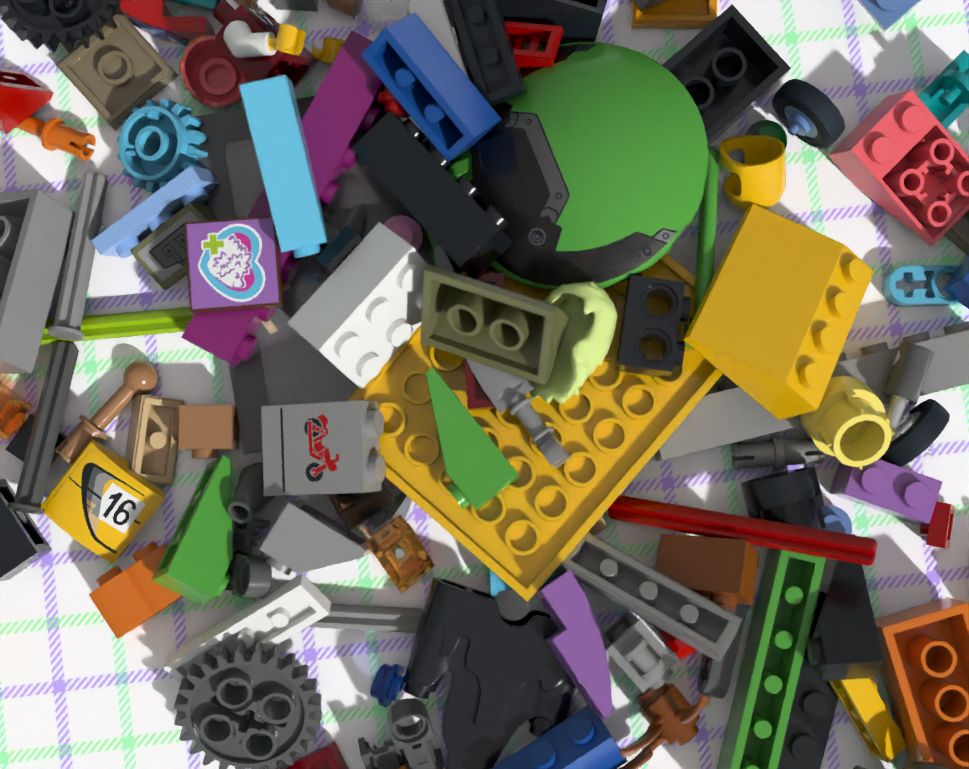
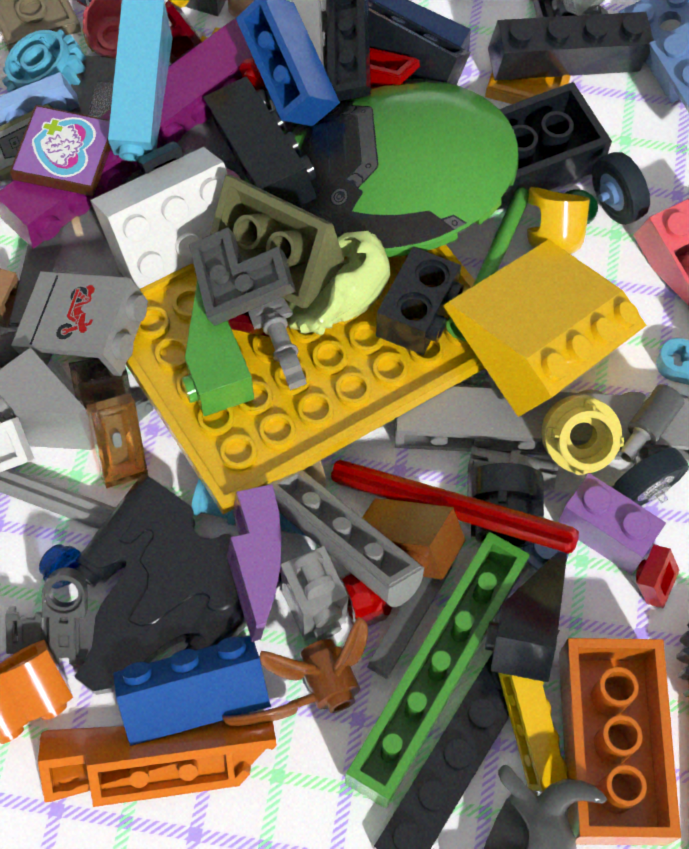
camera: 15 degrees right, 20 degrees down
(466, 386) = (233, 285): none -> dark grey plate

